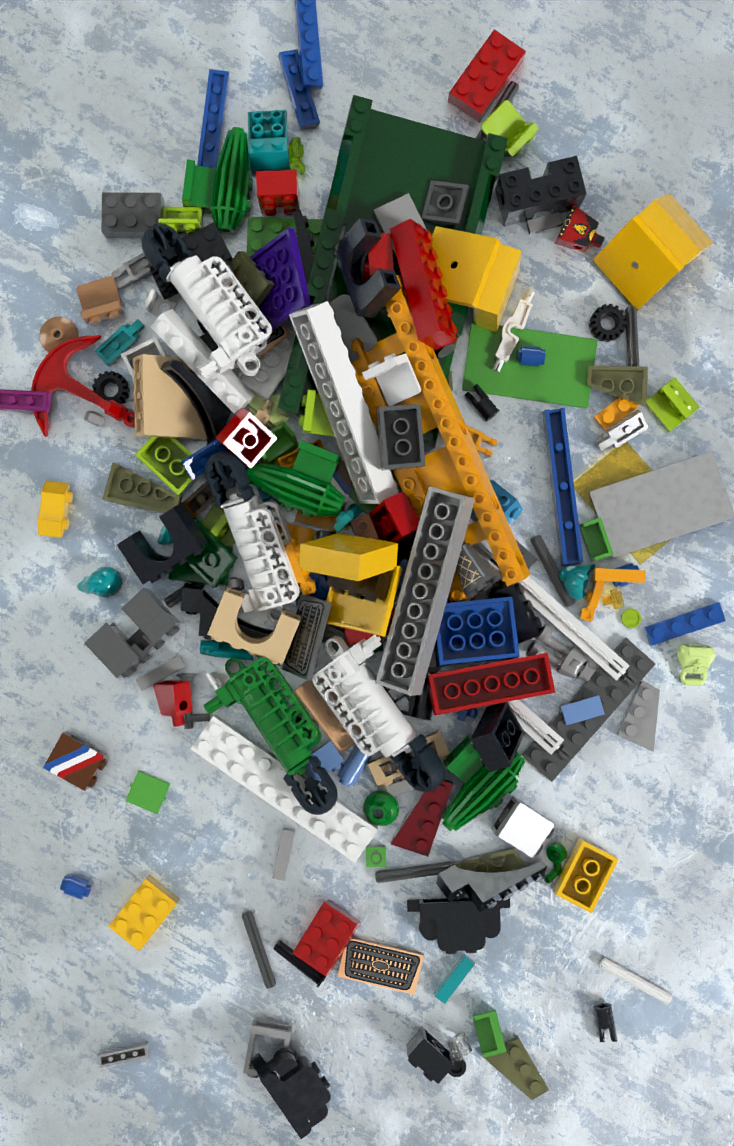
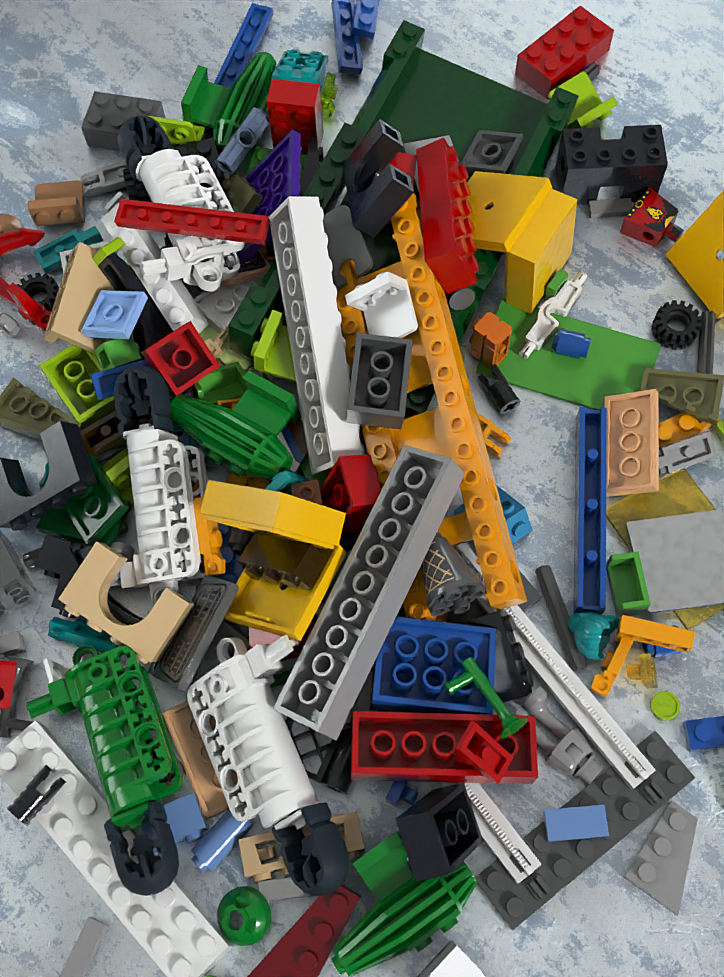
camera: 20 degrees right, 20 degrees down
(166, 356) = (108, 249): none -> lime tile
(185, 409) = (114, 314): none -> light blue tile
(194, 437) = (117, 353): none -> bright green brick
(229, 327) = (192, 221): none -> red plate
(230, 770) = (31, 800): none -> black hinge
(237, 236) = (235, 150): none -> sand blue piece
(469, 367) = (490, 339): none -> orange brick
(504, 634) = (474, 674): none -> green piece
(512, 306) = (556, 284): none -> bright green tile
(519, 687) = (483, 753): none -> red slope
(586, 430) = (632, 443): none -> light nougat tile

